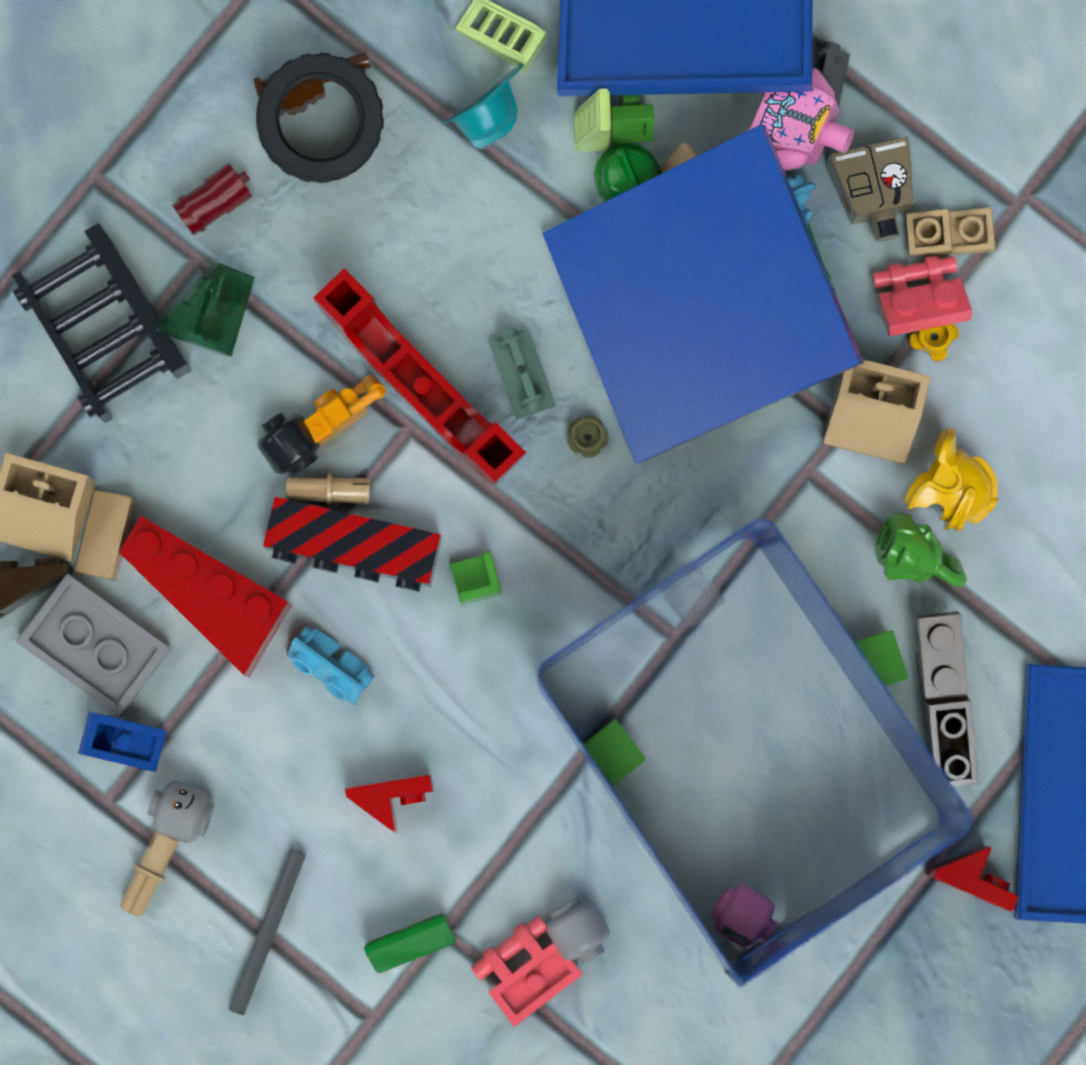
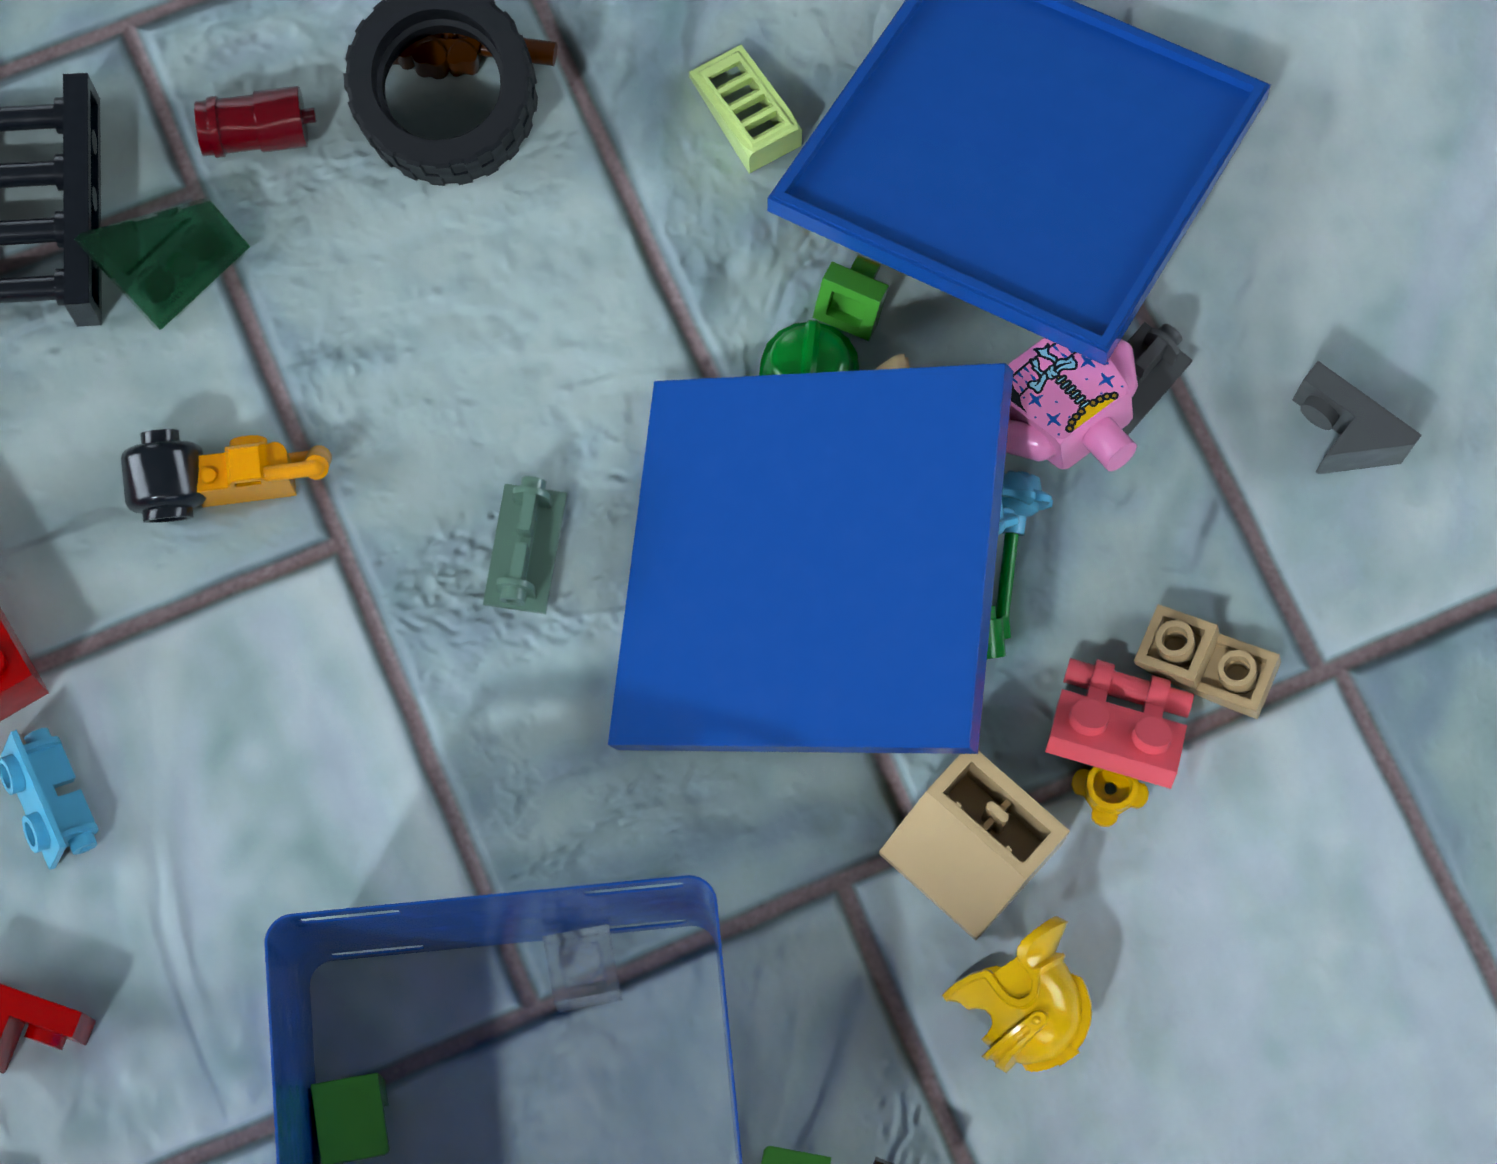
camera: 30 degrees right, 10 degrees down
(329, 490) = (182, 566): tan axle -> none
(352, 542) = (171, 649): brick -> none
(364, 326) = (371, 466): red arch -> none
(476, 579) = (307, 786): bright green panel -> none
(490, 115) = (671, 194): teal piece -> none
(588, 425) = (560, 659): olive plate -> none
(593, 123) = (800, 274): yellowish green slope -> none
(874, 184) = (1134, 542): dark tan torso -> none
(914, 552) = (923, 1069): bright green piece -> none
(972, 44) = (1367, 430): none -> dark grey slope

